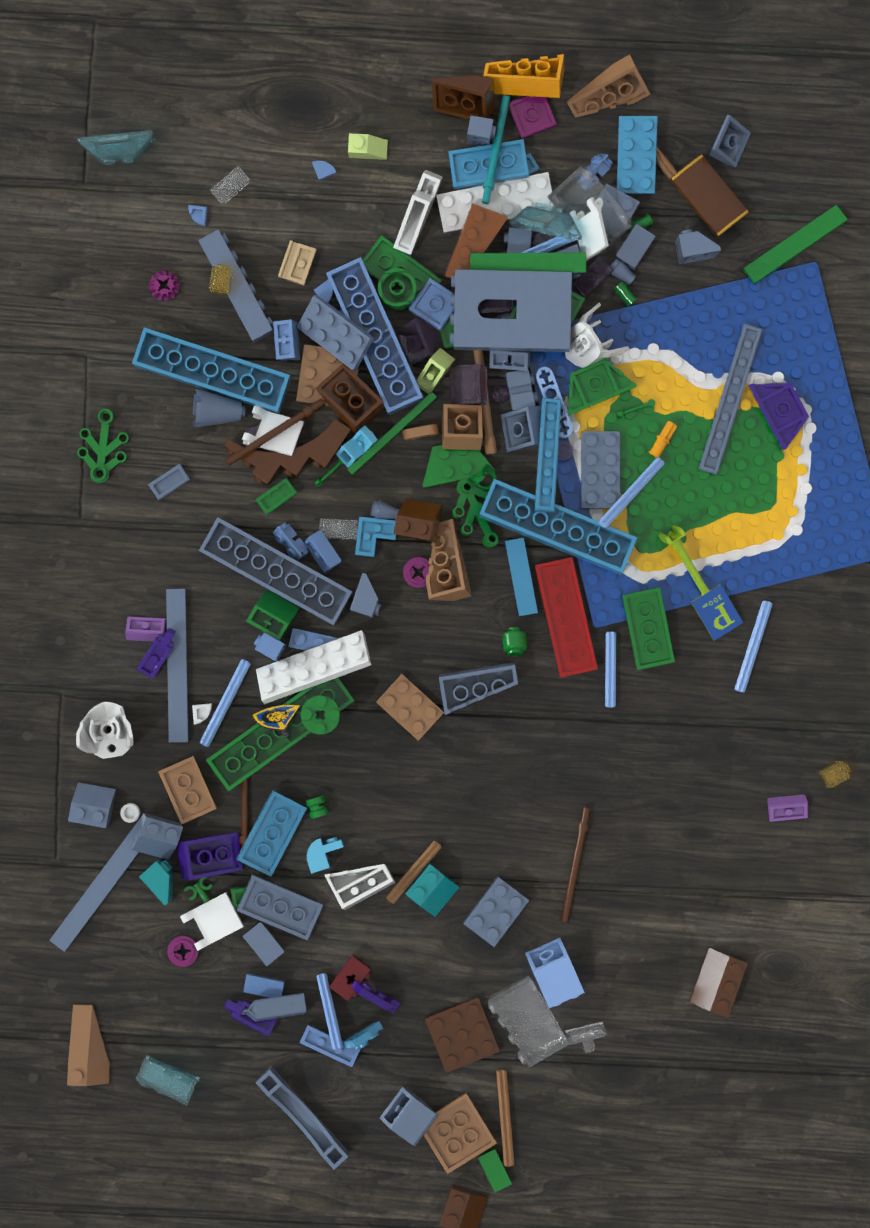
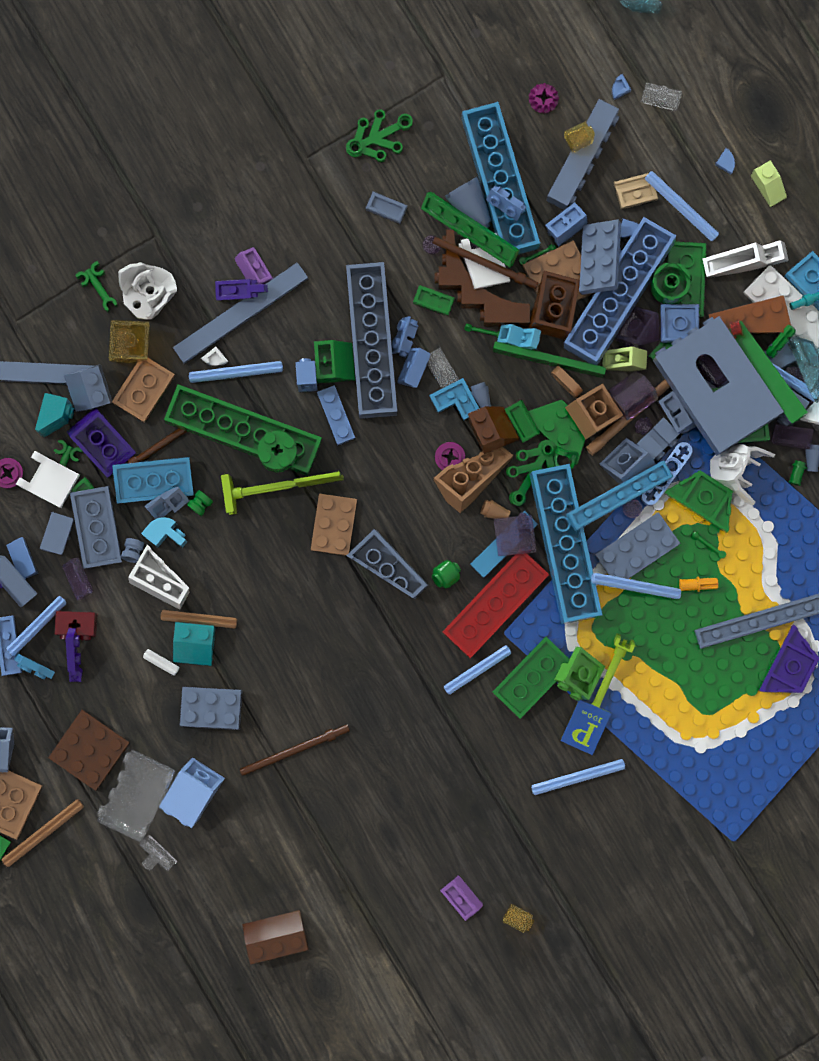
camera: 50 degrees right, 5 degrees down
(59, 770) = (91, 276): none -> green bar
(92, 805) = (79, 320): sand blue slope -> none
(130, 812) = (94, 355): white tile -> none
(140, 776) = (128, 341): none -> clear yellow slope
(224, 468) = (429, 247): none -> clear purple plate
(237, 425) = (470, 229): none -> green tile
(245, 378) = (498, 198): none -> medium blue hinge
(277, 718) = (250, 418): shield -> none
(292, 398) = (524, 260): none -> green hinge
(298, 831) = (166, 502): none -> sand blue slope
(312, 951) = (77, 578): none -> clear purple plate
(313, 667) = (313, 421): white plate -> none
(319, 889) = (132, 550): none -> sand blue wheel
(327, 775) = (231, 493): none -> lime piece
(336, 233) = (681, 206): none -> light blue axle
(365, 599) = (398, 426): sand blue slope -> none
(428, 491) = (522, 421): none -> green tile
(428, 927) = (161, 662): none -> white axle
(475, 262) = (736, 328): none -> clear red bush
(488, 566) = (493, 510): none -> medium nougat cone
(509, 232) = (780, 341): none -> green axle
(521, 563) = (515, 535): none -> clear purple hinge
(673, 589) = (579, 674): none -> bright green plate

